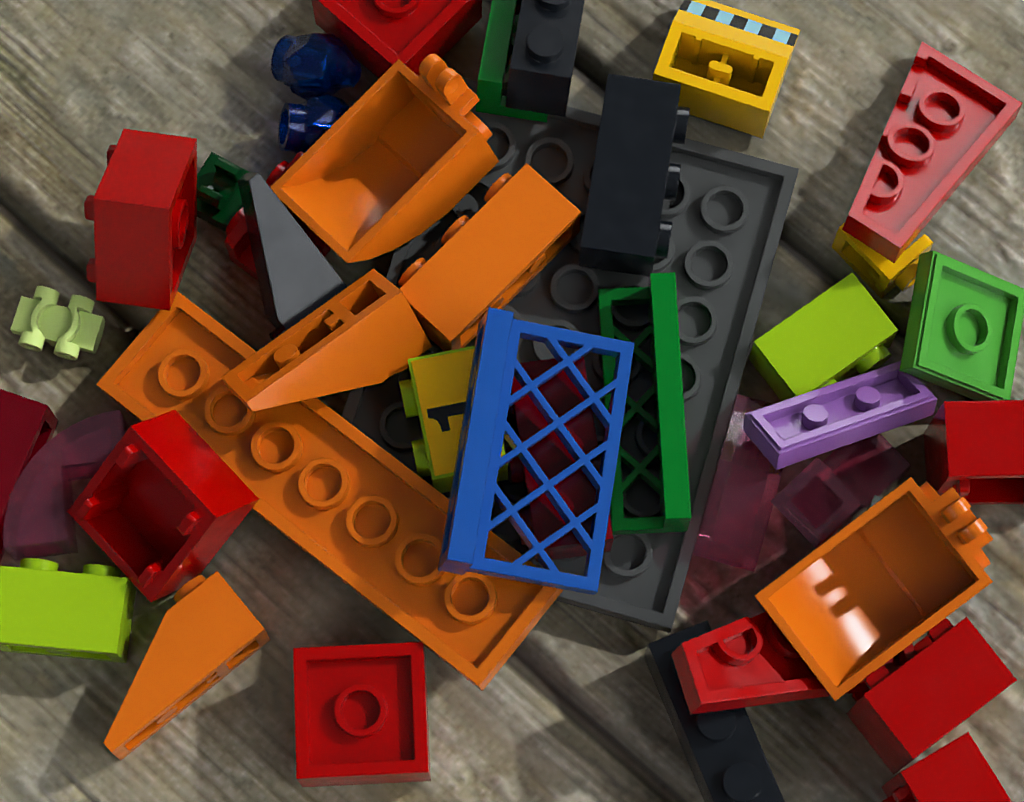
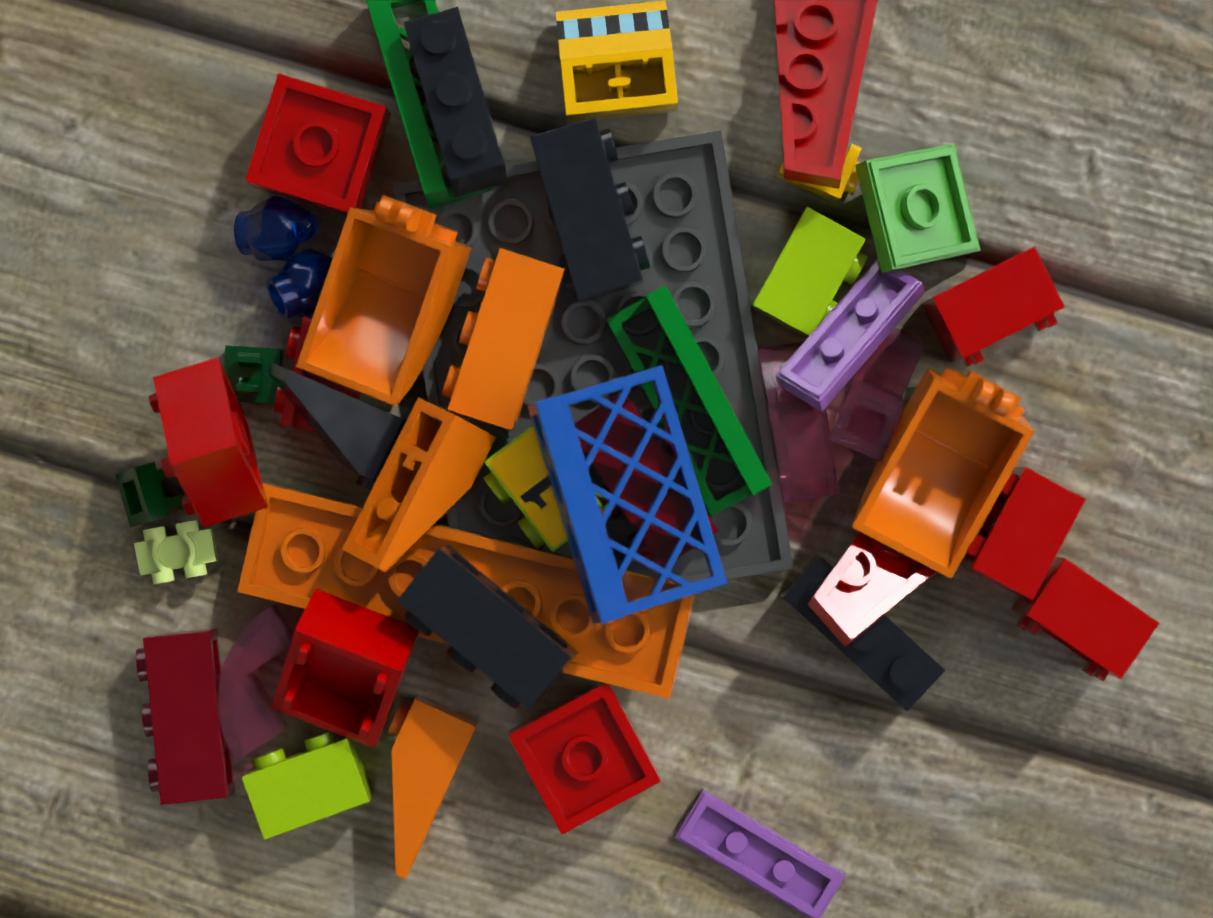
camera: 25 degrees left, 15 degrees up
(56, 253) = (144, 494): none -> dark green tile
(325, 523) = (485, 628): none -> black brick

